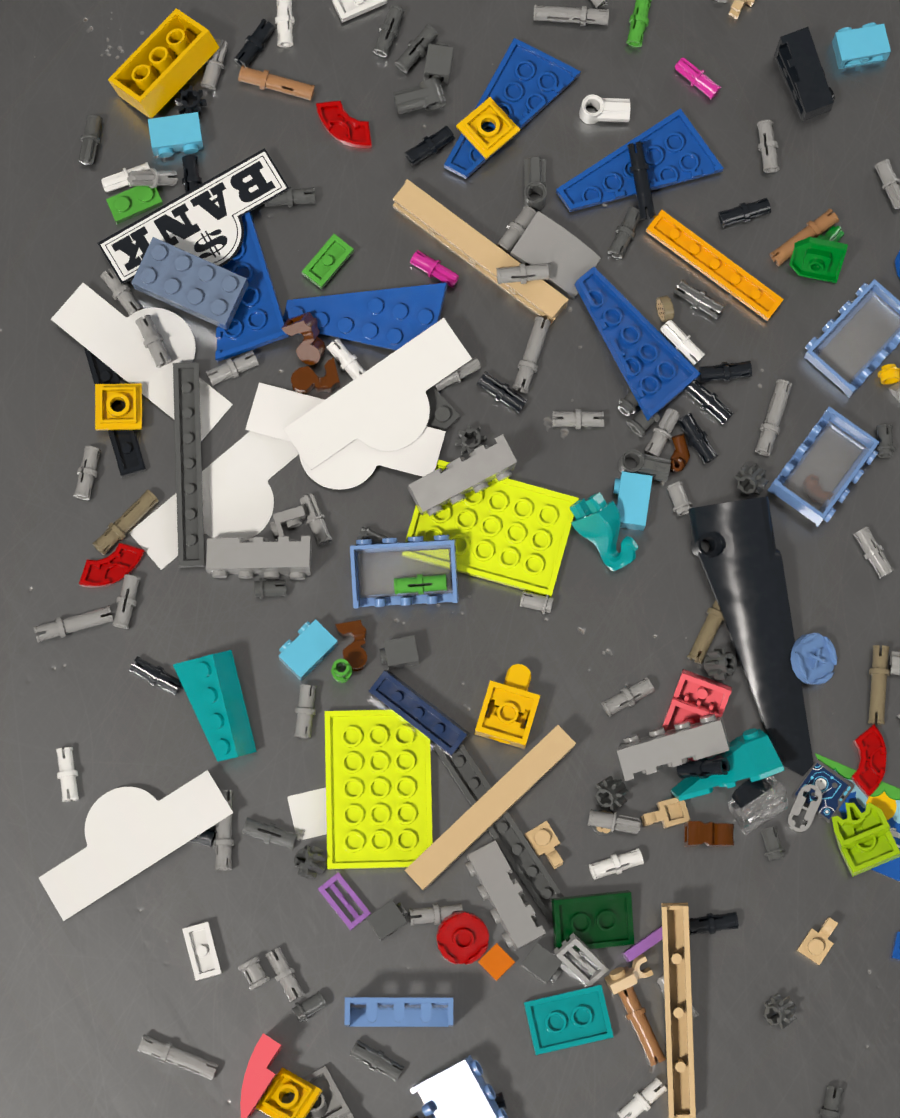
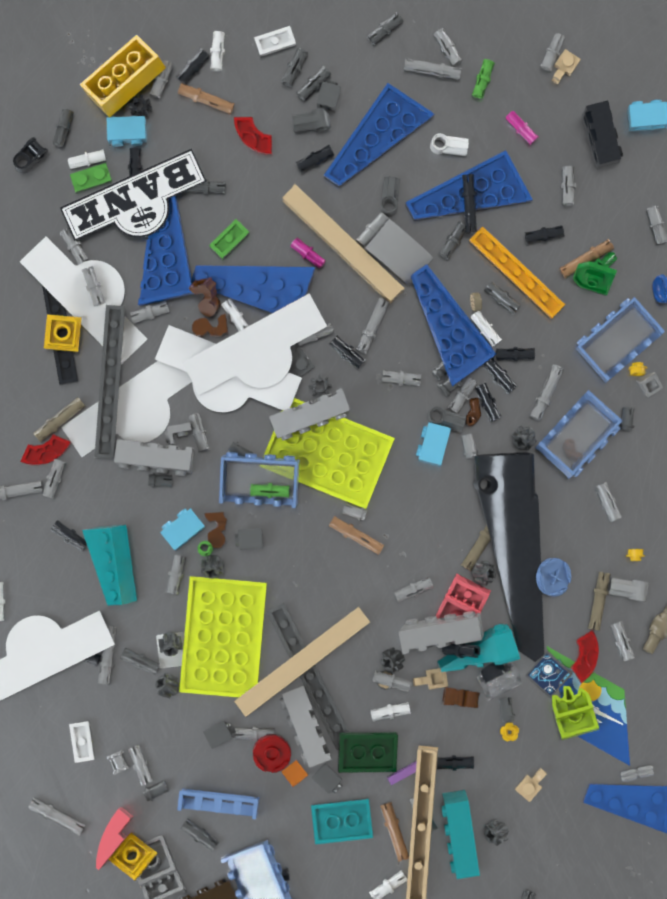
camera: 10 degrees right, 5 degrees up
(51, 176) = (30, 155): none -> black piece
(87, 472) = (34, 379): light grey pin -> none
(152, 178) = (105, 162): light grey axle -> none
(190, 283) = (124, 246): sand blue brick -> none
(308, 805) = (170, 644): none -> dark grey gear
(330, 883) = (180, 702): medium lavender tile -> none
(353, 695) = (212, 566): none -> dark grey gear
(419, 712) = (259, 584): dark blue panel -> none
(488, 142) = (355, 161): yellow piece -> none
(509, 708) = (324, 589): yellow brick -> none
(522, 273) = (372, 265): light grey pin -> none
(542, 633) = (356, 535): none -> medium nougat pin
(544, 841) = (339, 689): tan plate -> none
(568, 946) = (348, 769): light grey tile -> none
(601, 525) = (409, 460): teal hips -> none
(625, 977) = (387, 795): tan plate -> none
(732, 1018) = (461, 834): none -> teal wedge
(778, 880) = (504, 732): none -> yellow plate
(810, 811) = (529, 683): light grey beam -> none

